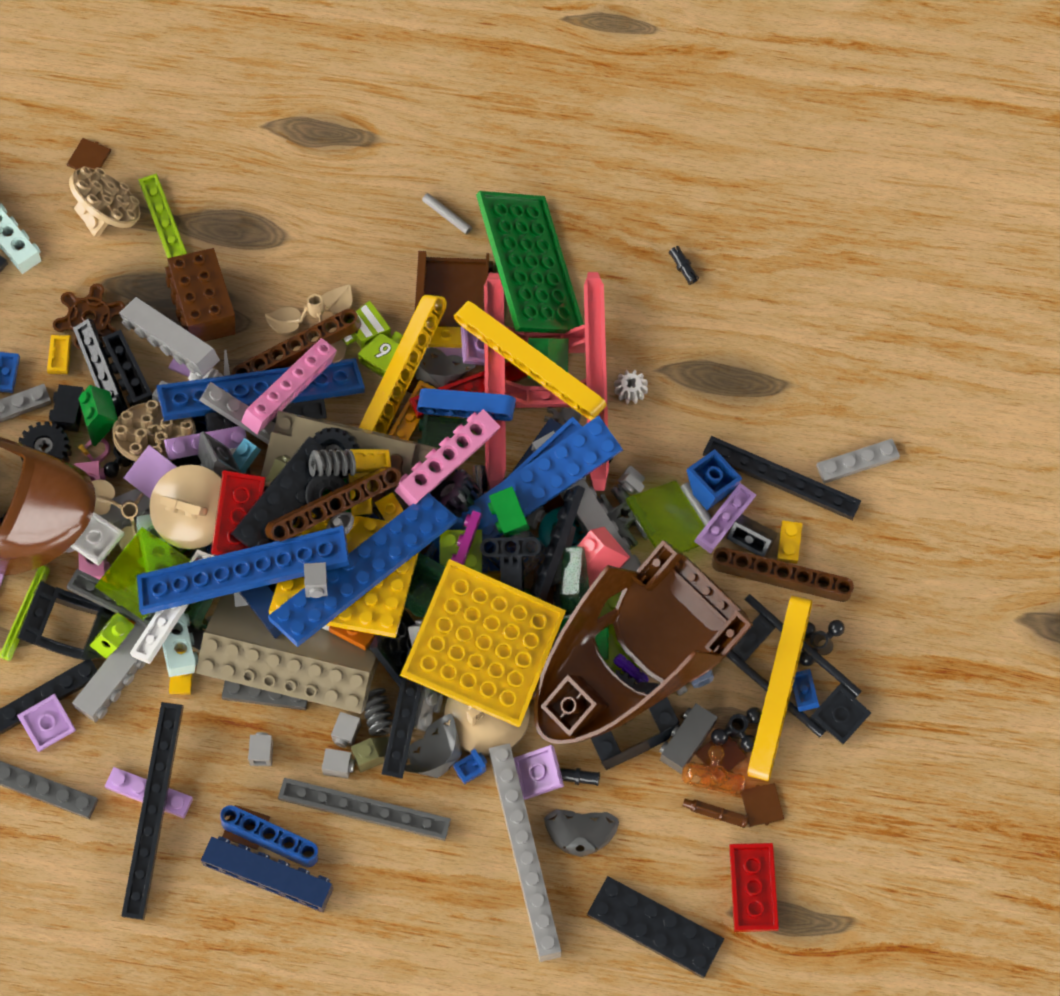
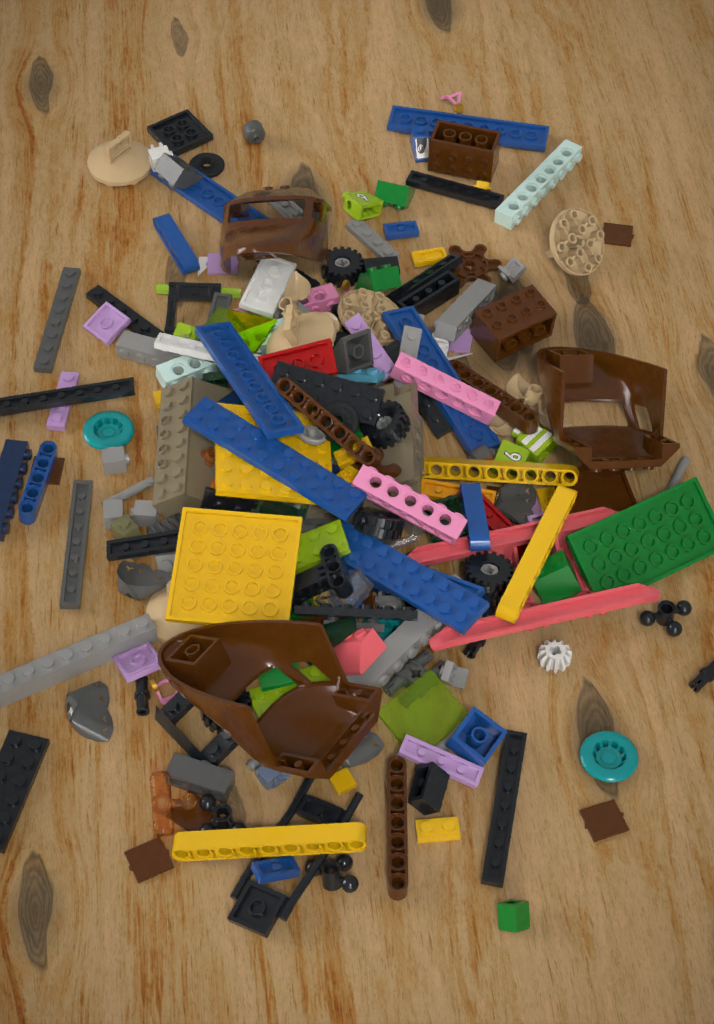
camera: 75 degrees right, 15 degrees down
(112, 276) = (512, 270): none -> light grey bracket
(148, 470) = (335, 310): lavender tile -> none
(162, 216) = (584, 290): lime tile -> none
(213, 749) = (108, 430): none -> teal wheel
(307, 744) = (133, 490): none -> light grey piece
(315, 579) = (244, 416): light grey brick -> none
(322, 637) = (209, 456): none -> dark orange plate
(332, 460) = (363, 411): dark grey piece -> none
(370, 380) = (482, 453): none -> dark grey head
(371, 459) = (383, 444): yellow plate -> none
(392, 262) = (596, 375): none -> reddish brown piece
(465, 541) = (330, 535): magenta plate -> none
(470, 766) = (131, 608): blue bracket -> none
(508, 511) = (369, 560): green brick -> none
(542, 421) = (500, 570): none -> black bush
(574, 760) = (164, 701): none -> bright pink piece
(626, 275) = (673, 627): none -> black piece
(628, 667) = (258, 708): dark purple axle -> none
(716, 812) = (131, 819): reddish brown piece -> none
(749, 377) = (608, 764): none -> teal wheel
(753, 887) = (59, 865): red plate -> none
(811, 400) = (604, 820): none -> reddish brown piece
(858, 461) = (551, 877): light grey plate -> none
(891, 501) = (513, 915): none -> green panel

